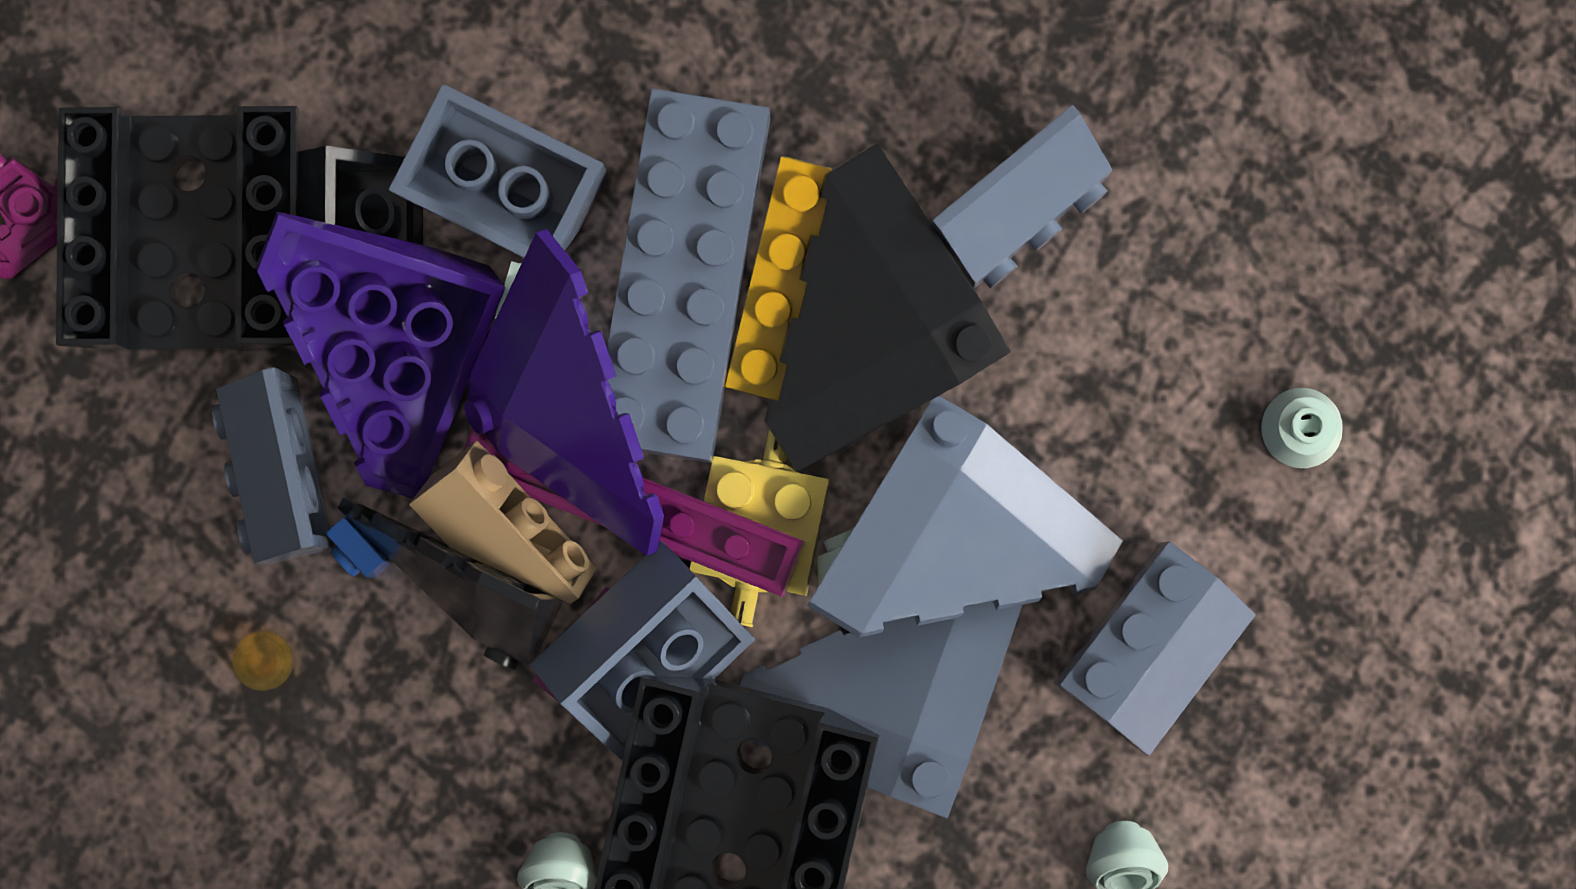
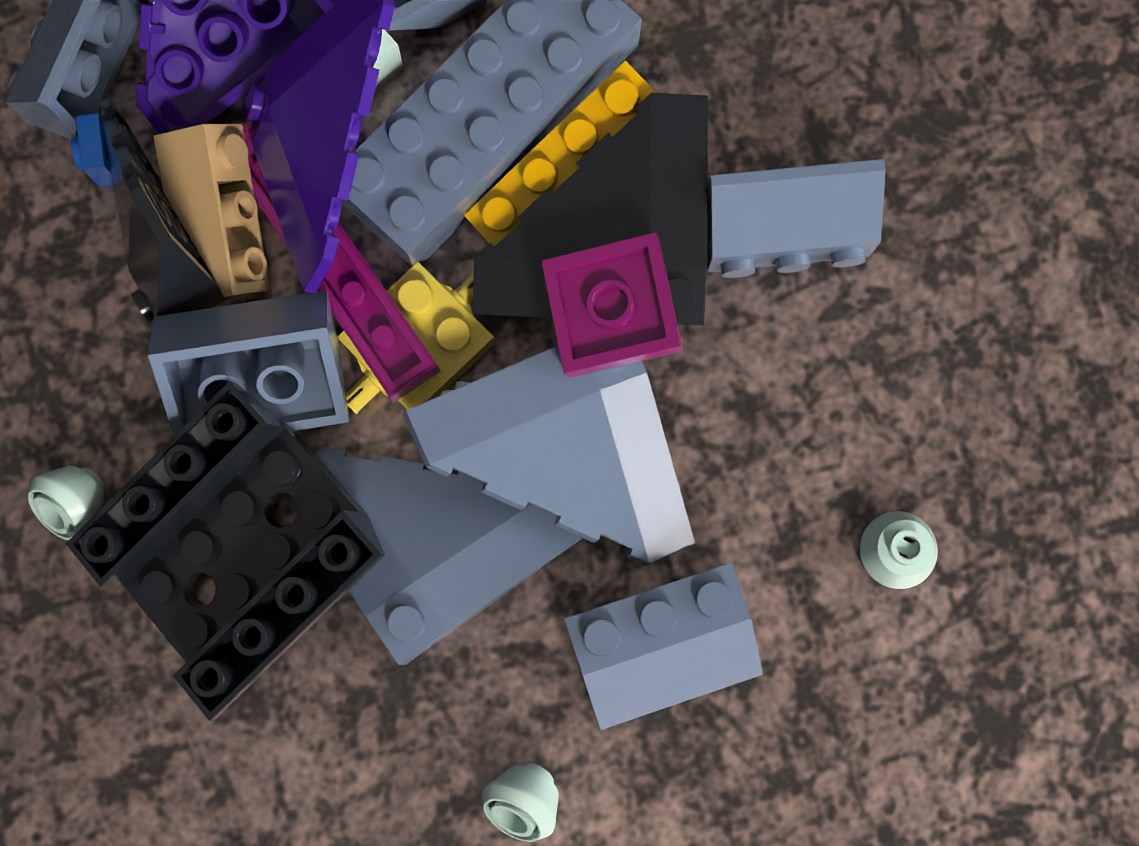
camera: 25 degrees right, 5 degrees down
(925, 392) = (612, 305): none -> magenta plate

